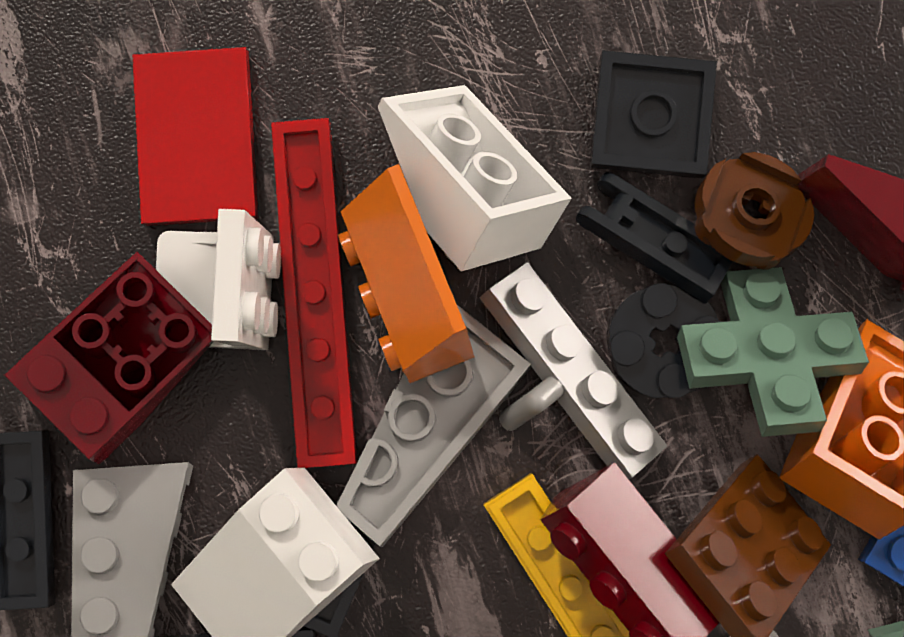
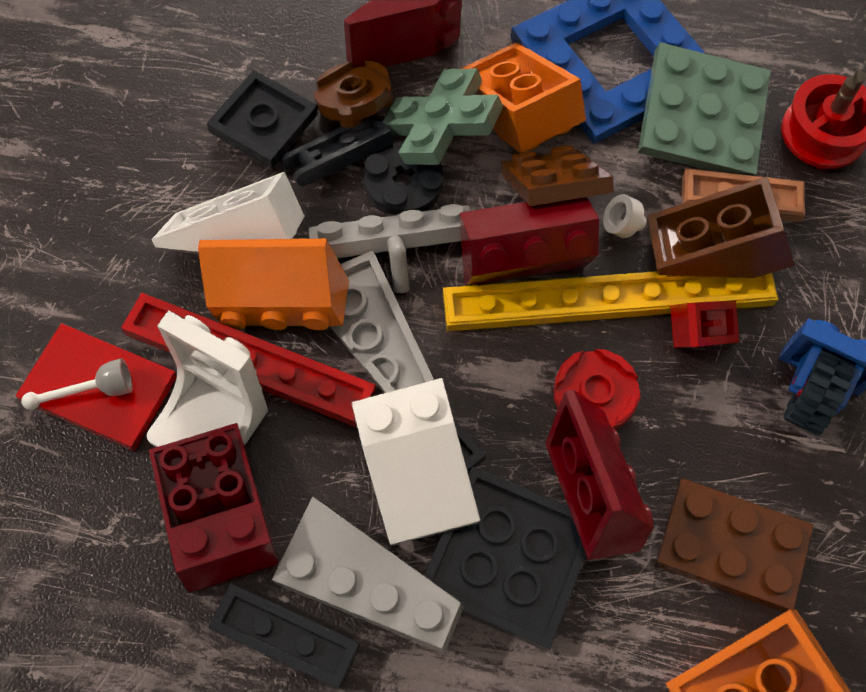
camera: 70 degrees left, 20 degrees down
(198, 155) = (111, 378): none -> hinge

